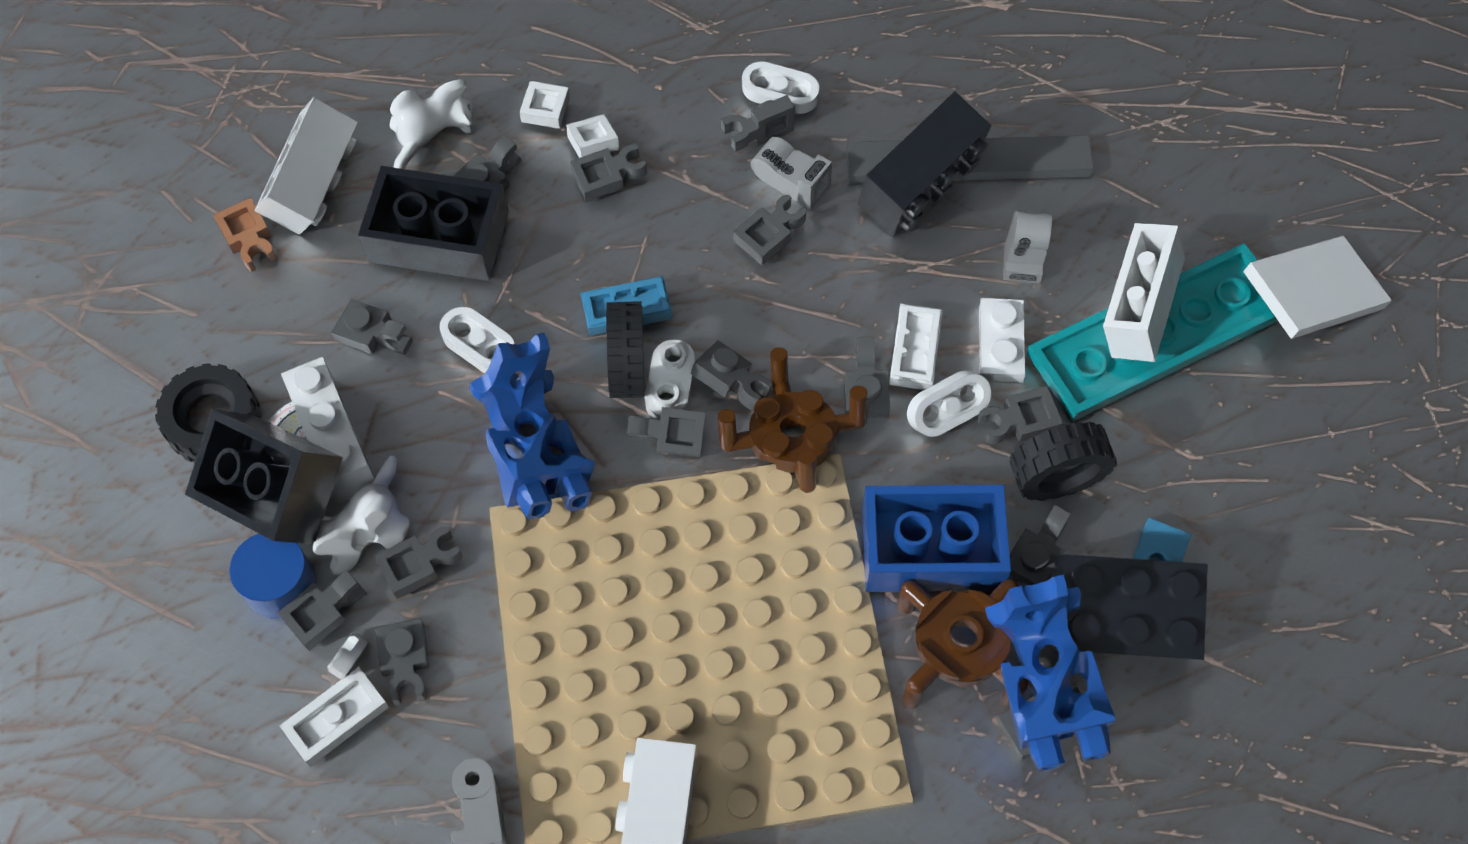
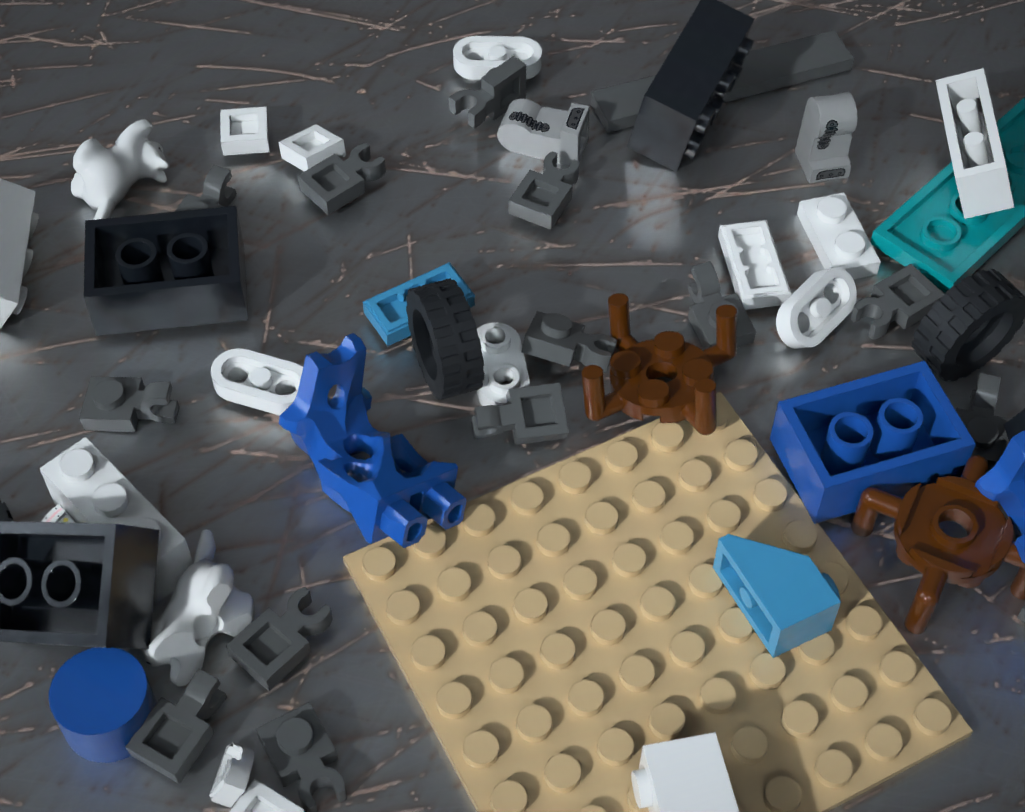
camera: 20 degrees left, 10 degrees down
(801, 646) = (777, 592): none -> dark azure slope

